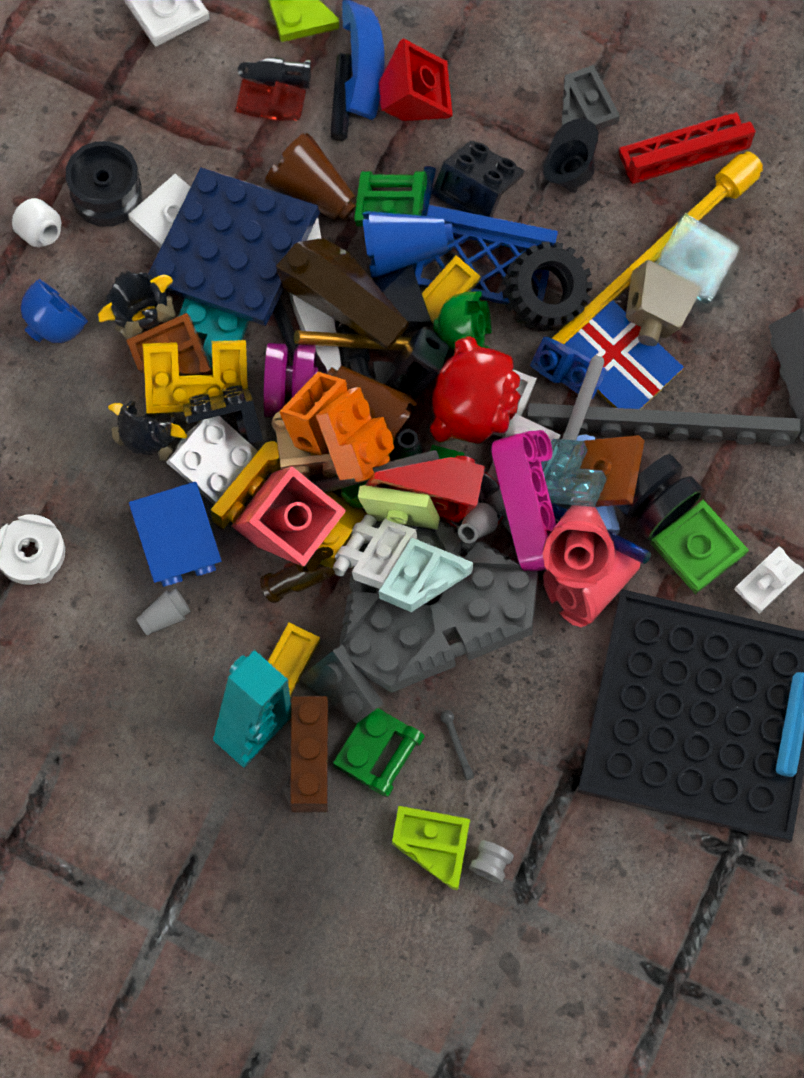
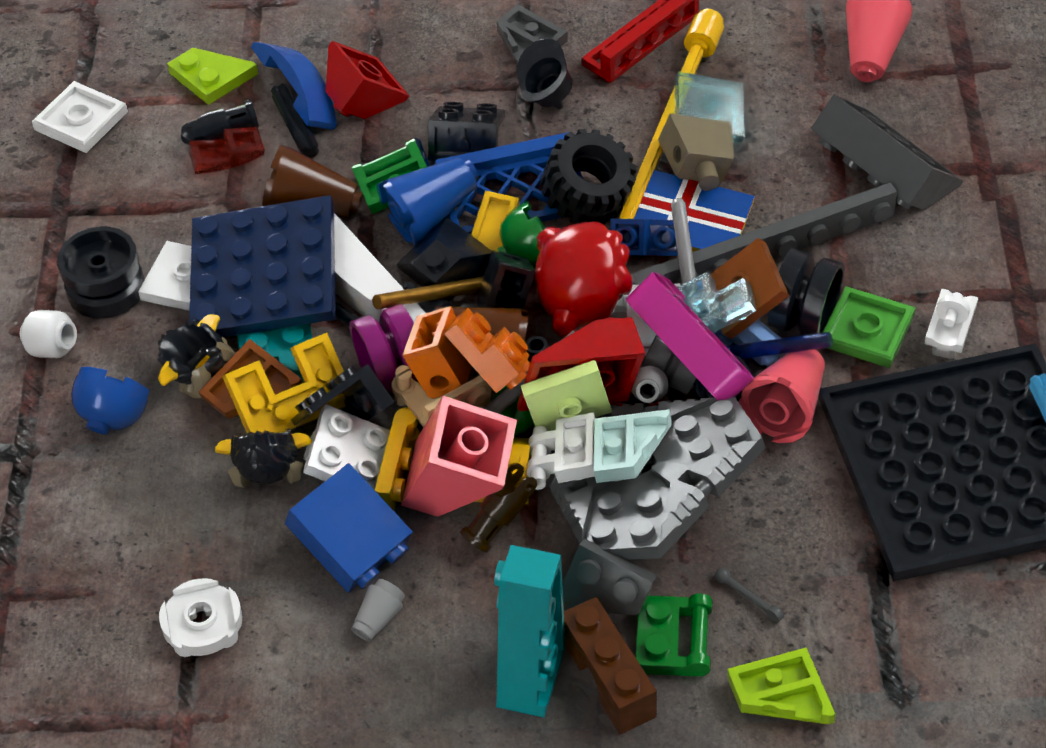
camera: 20 degrees left, 20 degrees down
(340, 288) = (395, 252): dark brown wedge -> none
(491, 861) = (852, 676): light grey wheel -> none
(579, 548) = (769, 344): coral cone -> none

